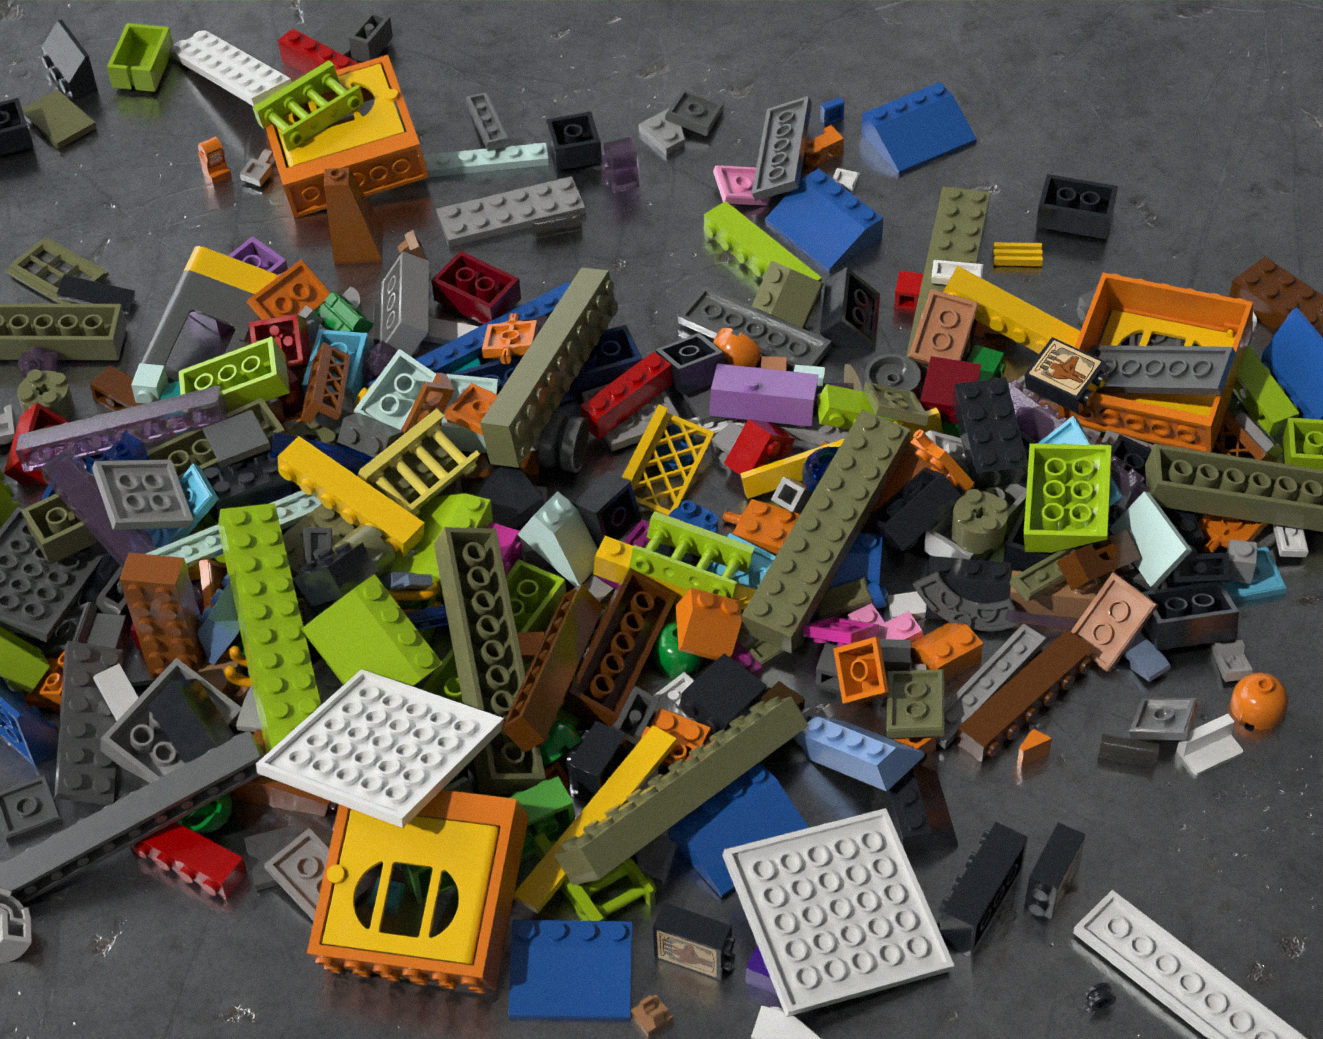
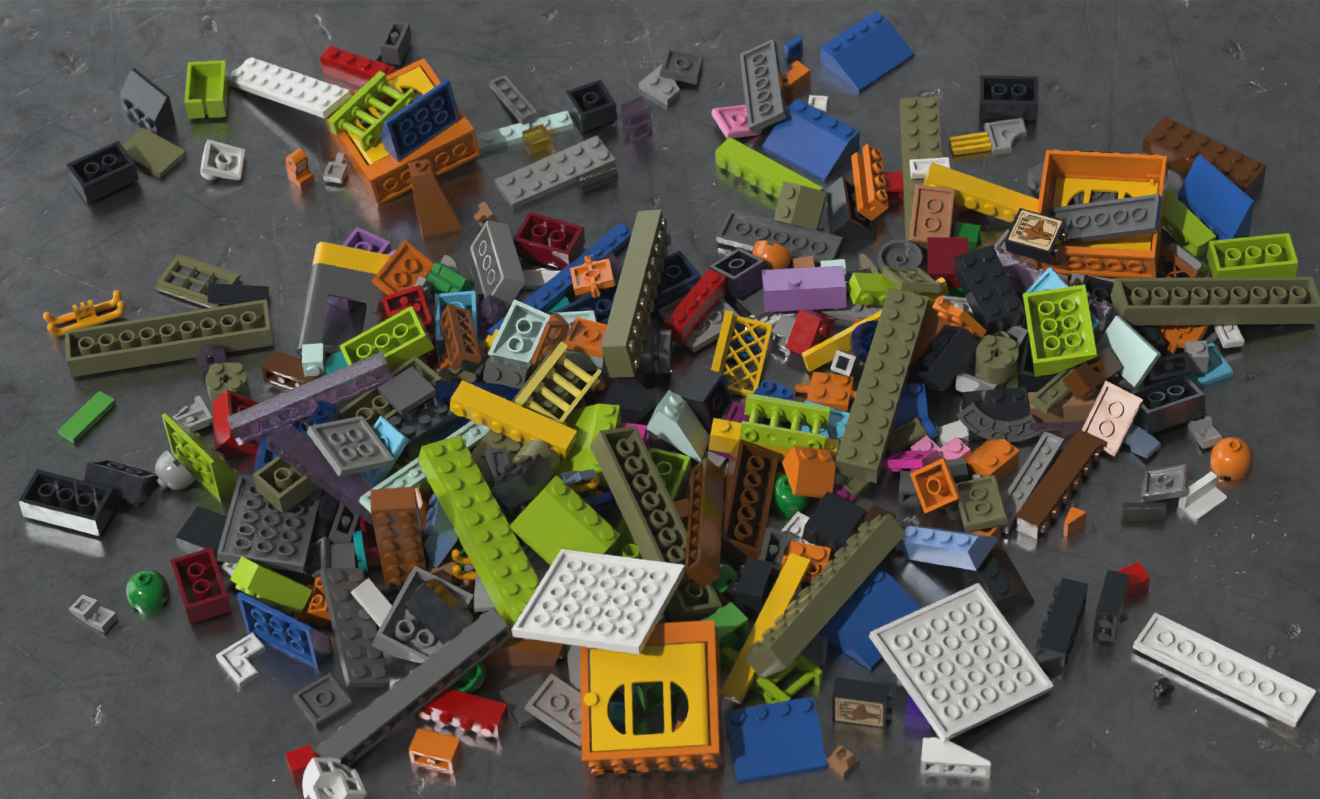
camera: 10 degrees left, 0 degrees up
(124, 627) = (360, 551): none -> teal tile
(130, 139) = (221, 161): none -> white slope
(139, 900) = (435, 750): none -> orange brick
(354, 122) = (420, 121): none -> blue slope
(500, 171) = (537, 140): none -> clear yellow brick
(880, 280) = (869, 182): none -> orange brick
(1062, 249) = (1004, 134): none -> light grey tile
(1098, 840) = (1138, 579): none -> red brick

